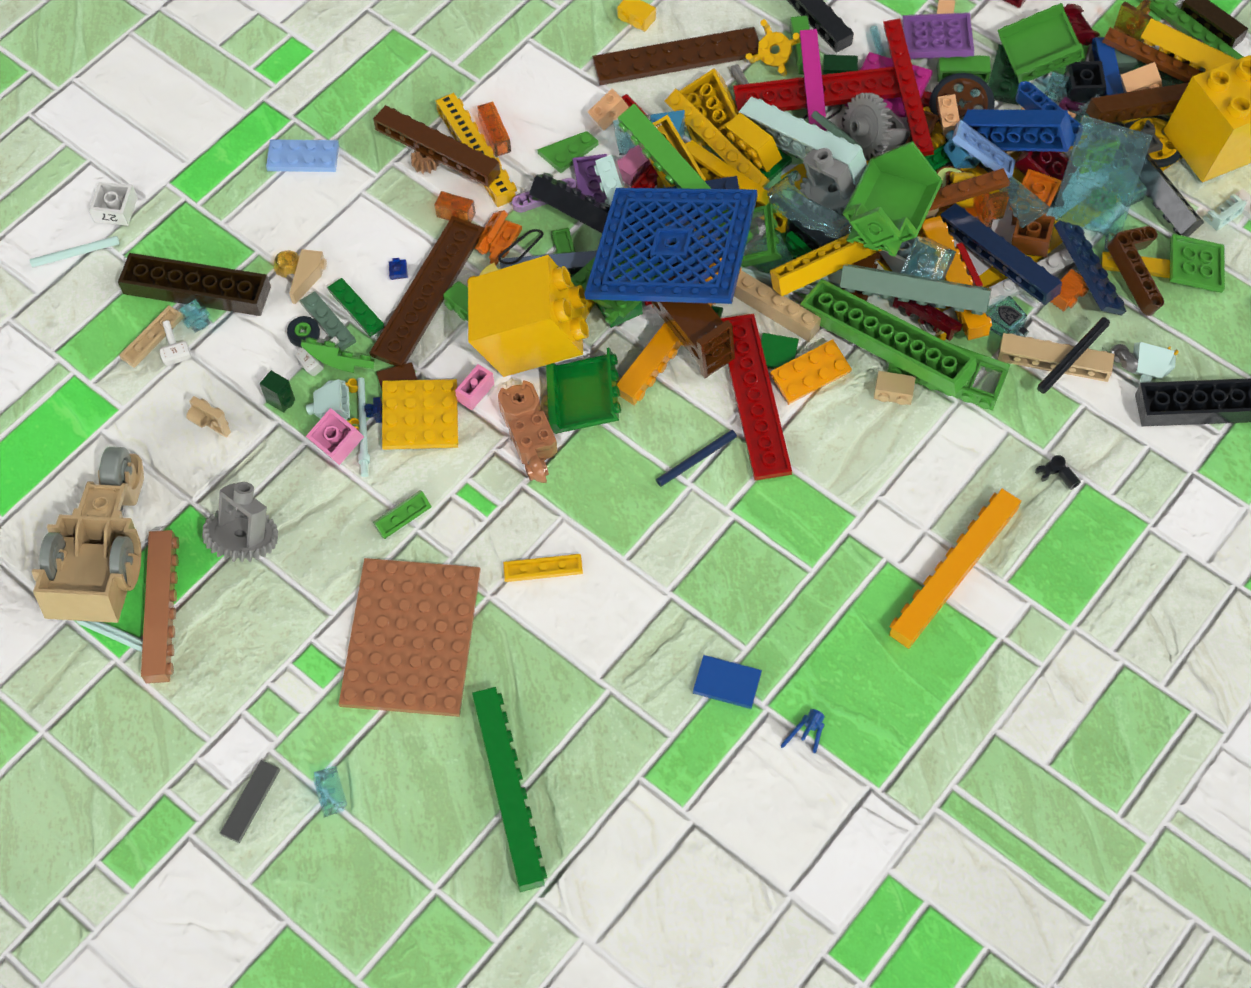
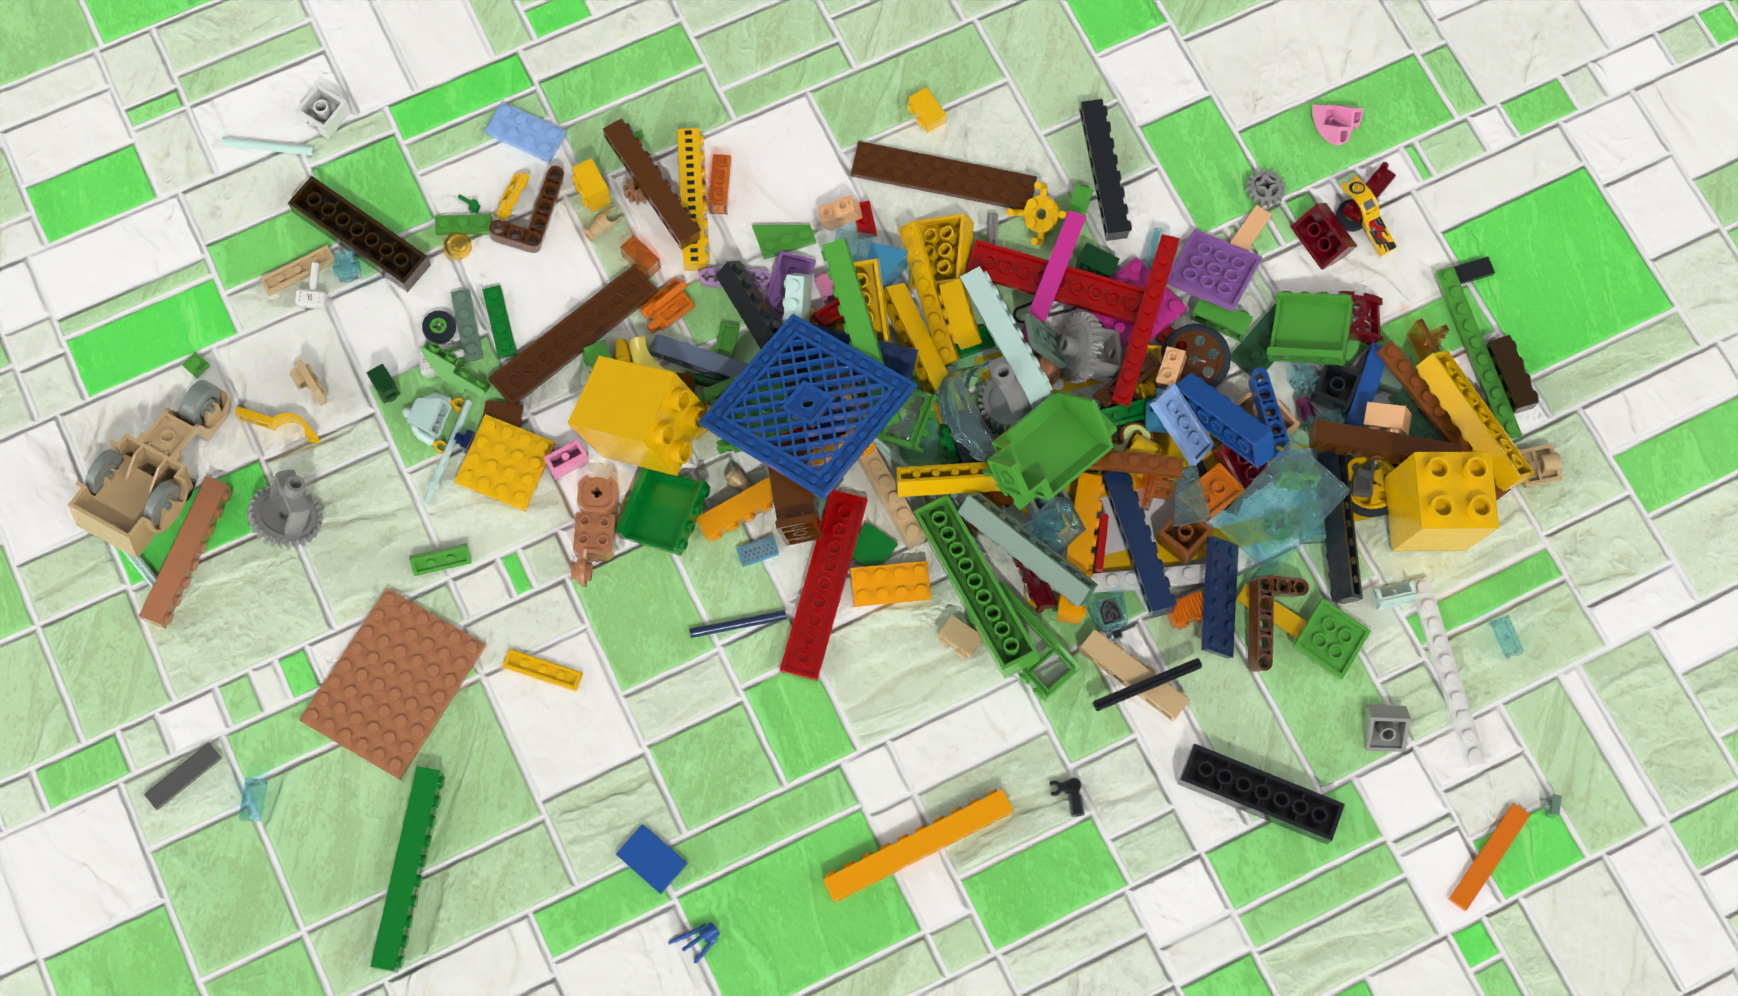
camera: 20 degrees right, 10 degrees up
(92, 449) = (196, 365): none -> bright green plate
(188, 466) = (274, 422): none -> yellow piece
(285, 226) = (473, 204): none -> green hand
(292, 241) = (462, 224): none -> bright green plate
(307, 273) = (469, 266): tan slope -> none
(315, 205) = (511, 195): none -> yellow hinge
(335, 436) = (413, 454): bright pink slope -> none
(344, 232) = (538, 216): none -> reddish brown beam
(383, 169) = (590, 185): none -> yellow brick
(398, 269) = (557, 298): clear blue tile -> none
(406, 199) = (600, 225): none -> tan piece
(533, 230) = (677, 321): black piece -> none
(633, 344) = (737, 480): none -> tan cone
(681, 394) = (757, 551): none -> tile
(1145, 360) = (1220, 722): light aqua torso -> none

